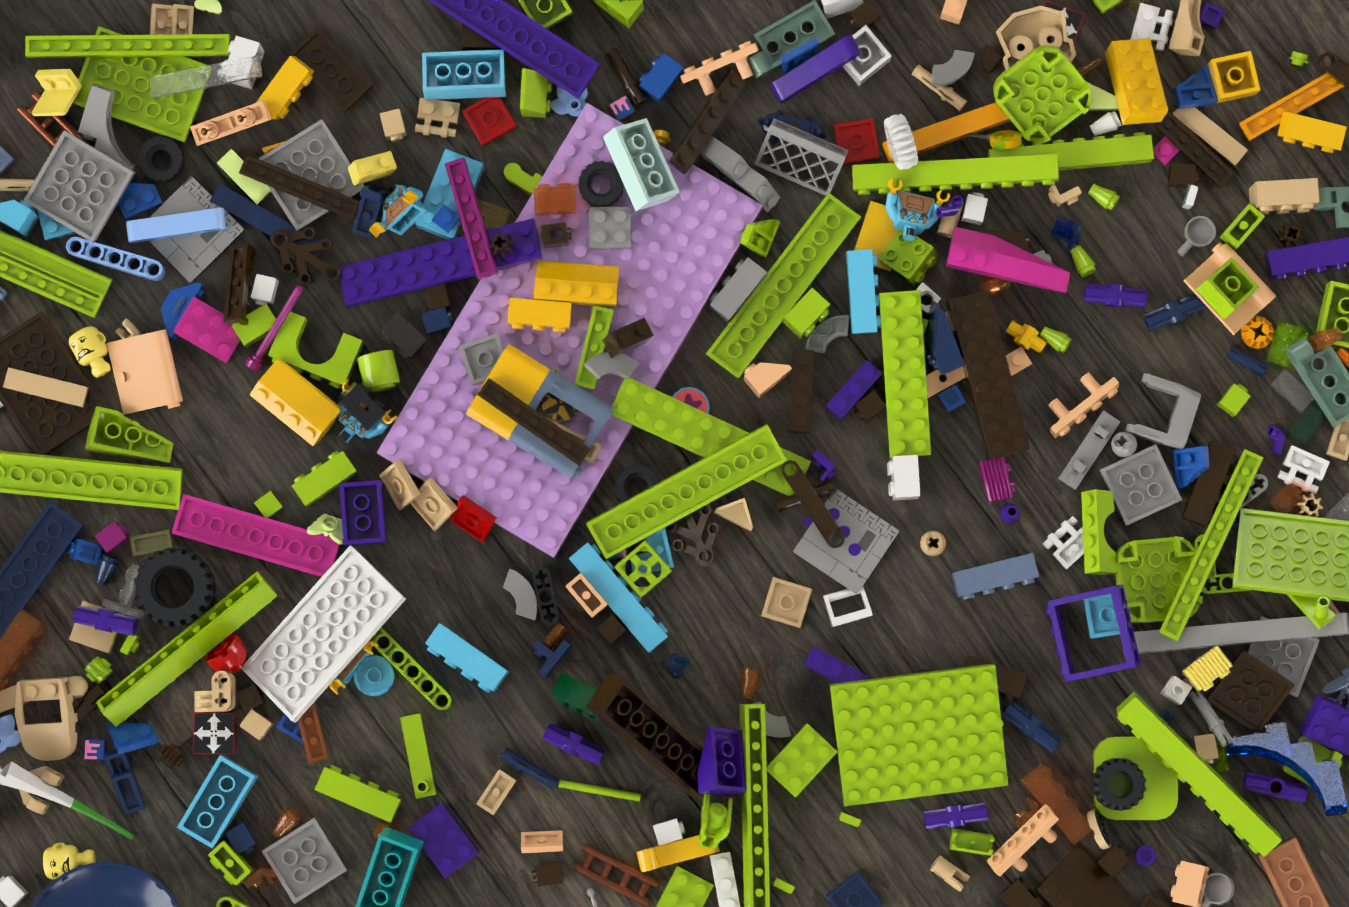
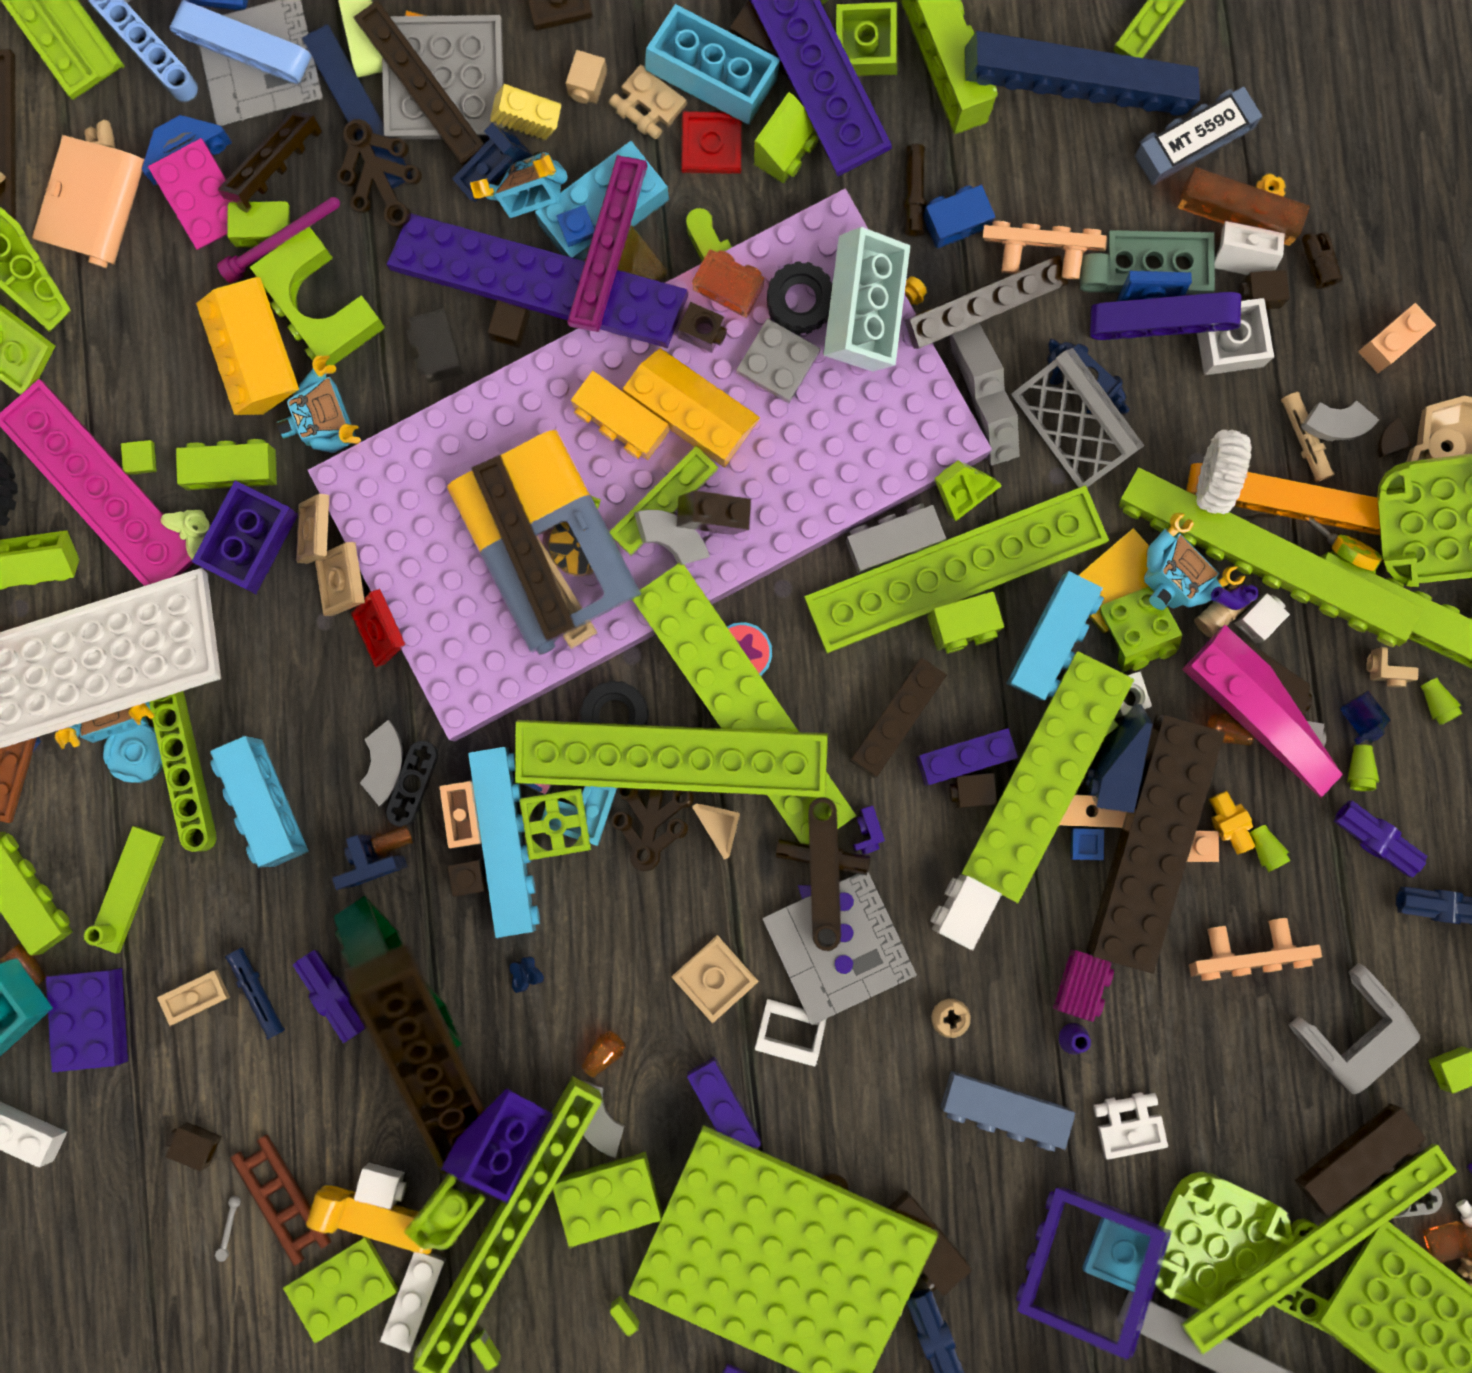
camera: 30 degrees right, 0 degrees up
(90, 350) = (37, 131): light yellow piece -> none
(264, 290) = (300, 186): white brick -> none
(366, 416) = (320, 413): black brick -> none
(379, 370) = (376, 369): lime piece -> none
(437, 321) = (489, 351): dark blue brick -> none
(481, 357) = (510, 425): light grey plate -> none
(506, 247) = (624, 296): dark brown gear -> none
(541, 841) = (210, 1098): light nougat plate -> none
(565, 102) = (823, 176): light blue plate -> none
(599, 790) = (327, 1076): lime bar -> none
(622, 108) = (887, 223): tile -> none
(765, 376) = (863, 671): light nougat slope -> none
(826, 332) = (977, 662): light grey tile -> none
(859, 139) = (1165, 443): red tile -> none
(1088, 450) = (1226, 1019): light grey hinge -> none
(1098, 556) = (1161, 1165): lime arch -> none
(1124, 444) = (1284, 1049): light grey piece -> none
(1140, 485) = (1269, 1107): light grey plate -> none
(1189, 465) = (1352, 1121): blue wing -> none

